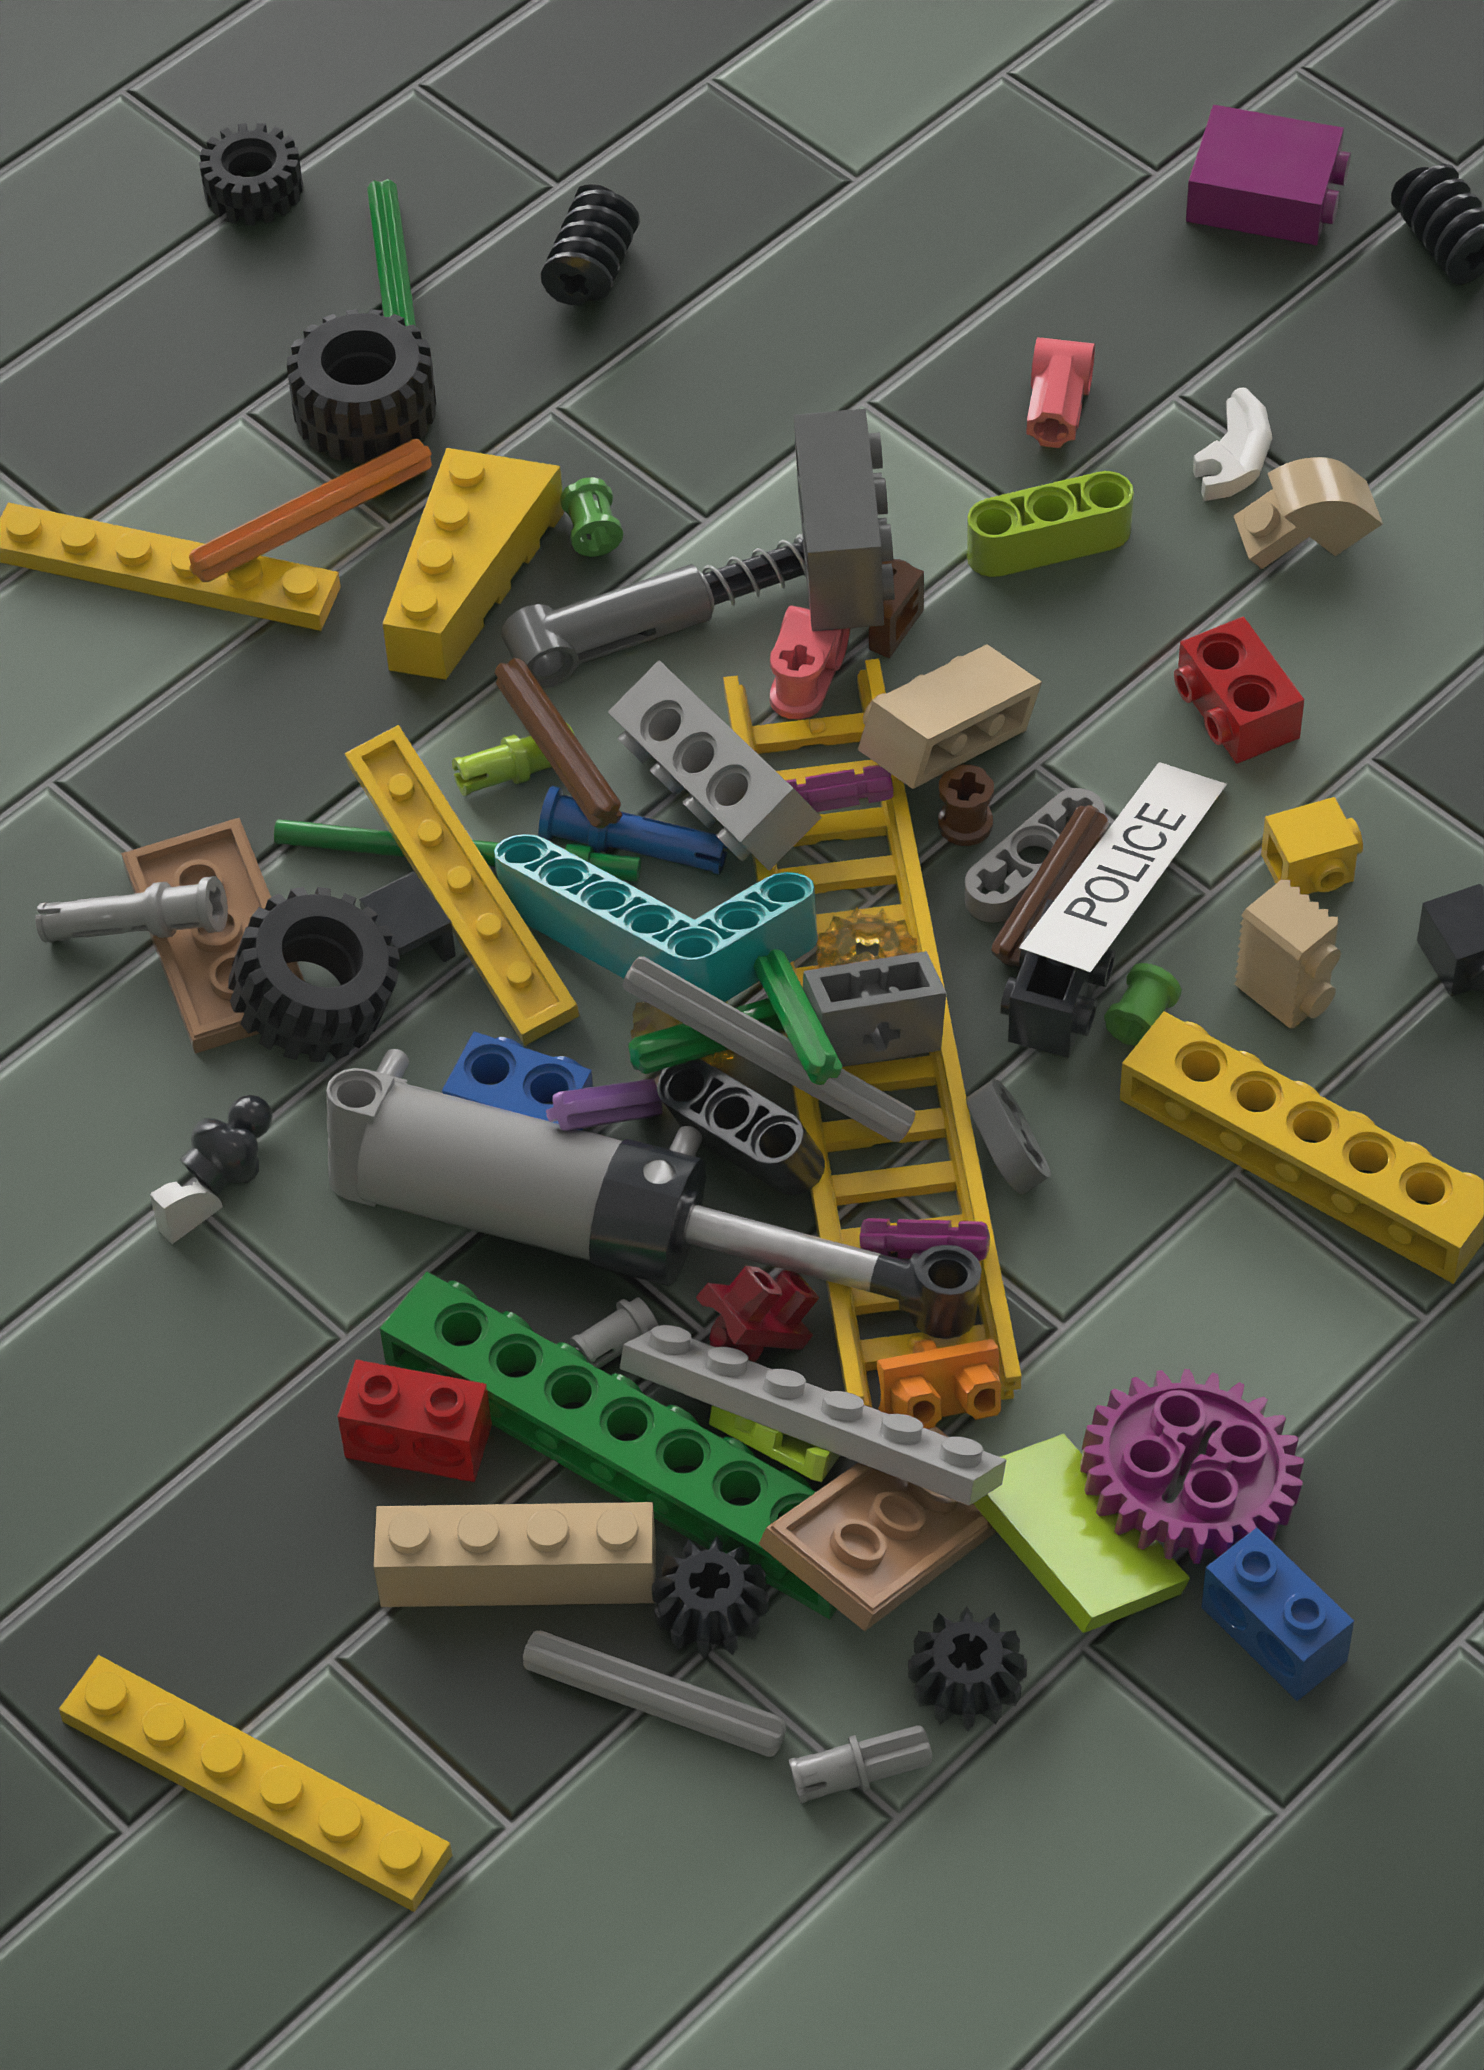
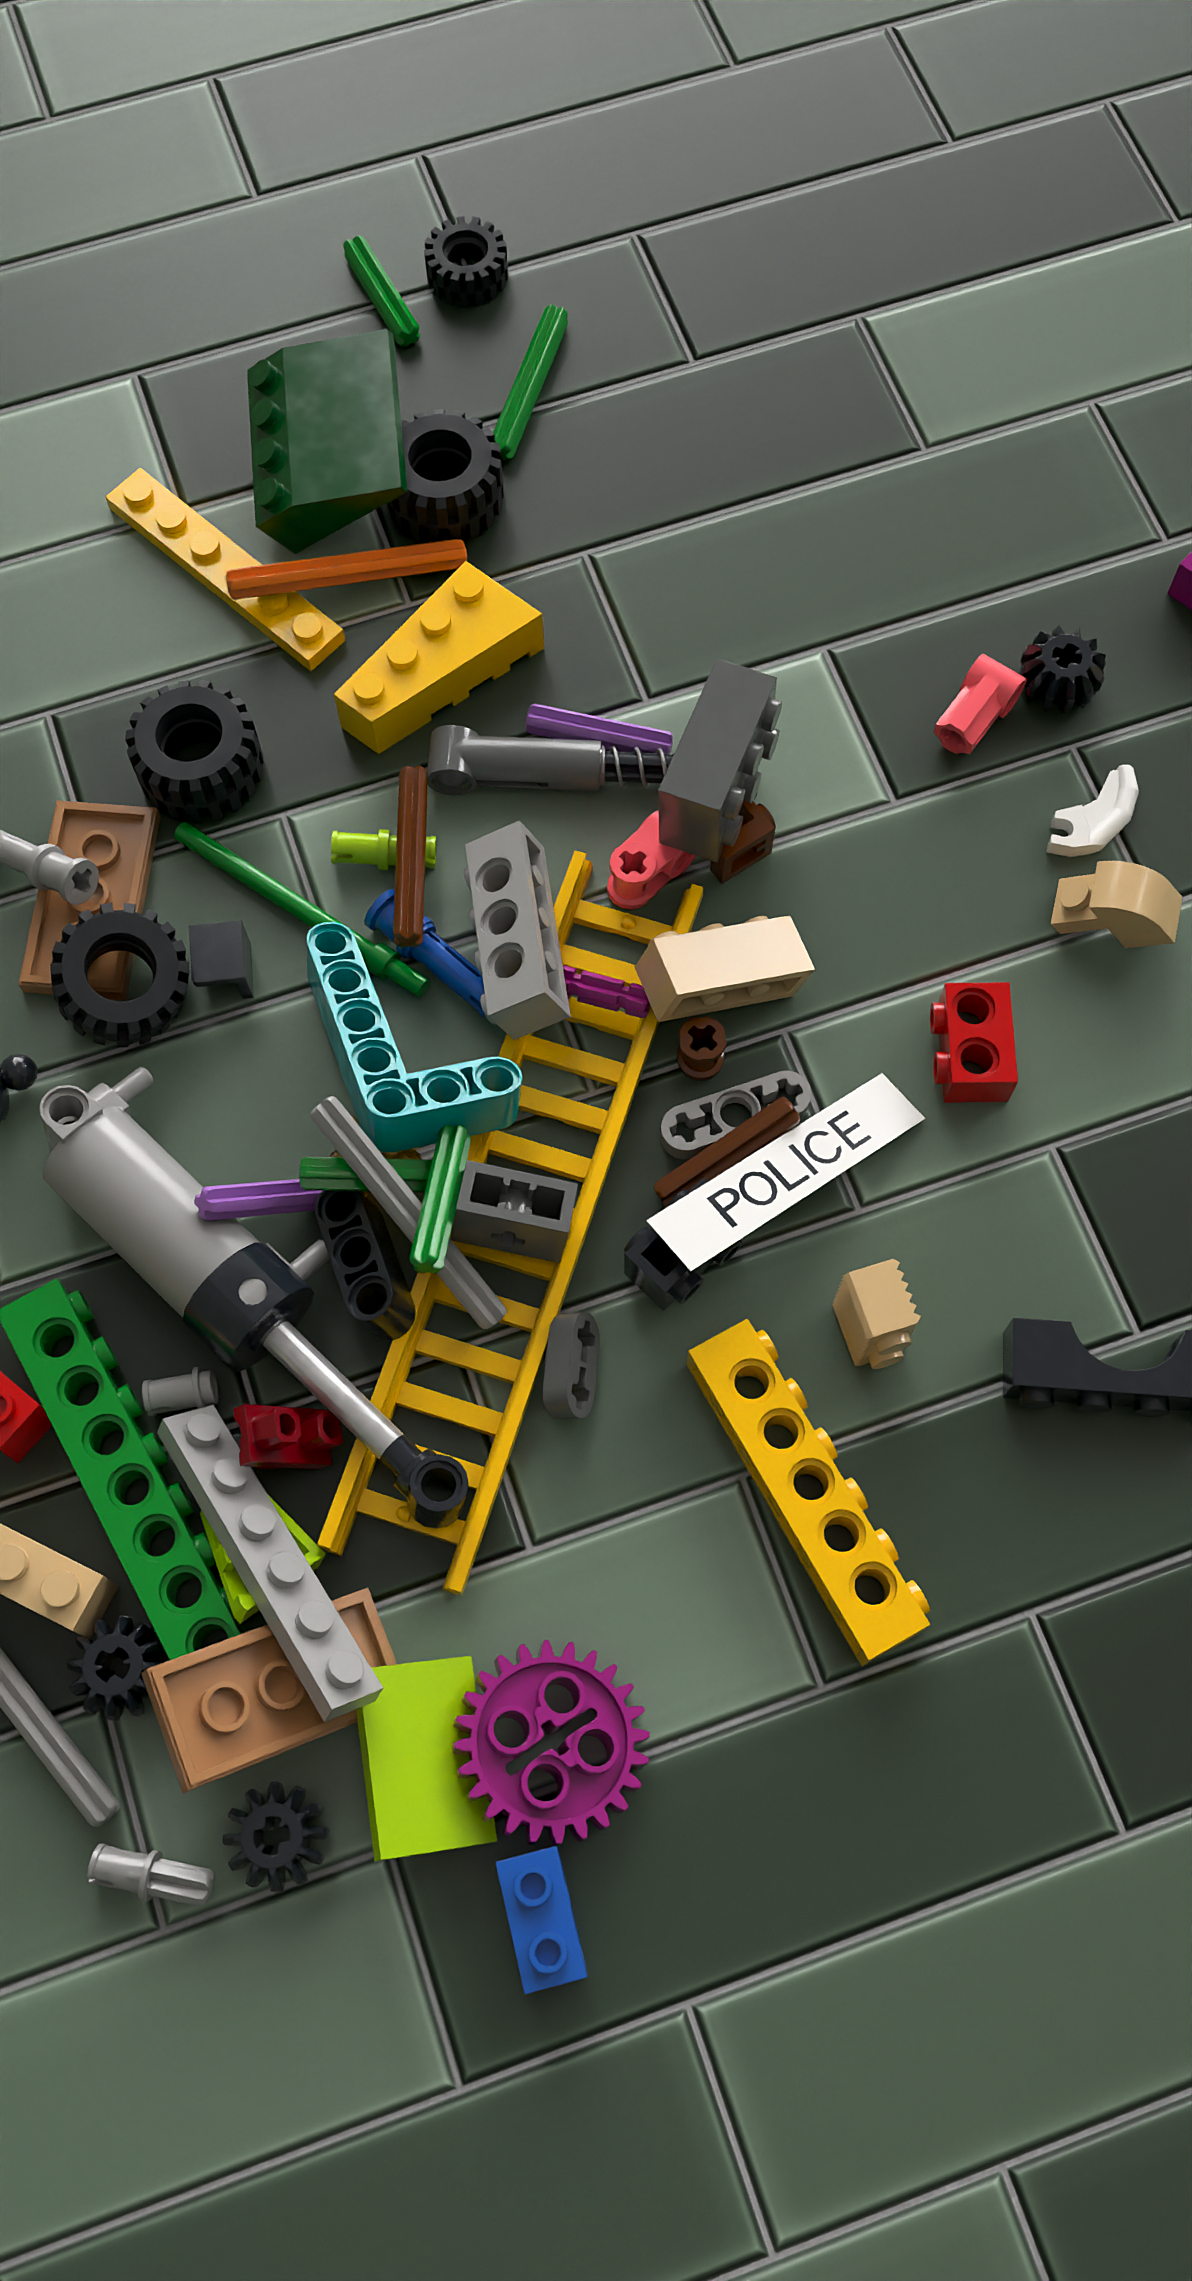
camera: 25 degrees right, 15 degrees up
(170, 236) = (381, 291): none -> green axle
(217, 386) = (325, 436): none -> dark green slope
(248, 706) = (190, 717): none -> black tyre
(462, 885) = (277, 946): yellow plate -> none
(522, 1076) = (215, 1153): blue brick -> none
(590, 246) = (680, 426): black piece -> none
(591, 517) = (555, 663): bright green bush -> none
(627, 570) = (578, 726): none -> medium lavender axle
(838, 942) = (564, 1126): clear yellow gear -> none
(917, 1236) = (451, 1431): magenta axle -> none
(942, 1381) = (393, 1565): orange hips -> none
(1049, 523) = (927, 812): lime beam -> none
(1125, 324) = (1062, 669): none -> black gear
(1145, 999) = (743, 1294): bright green bush -> none
(1312, 846) = (956, 1216): yellow brick -> none

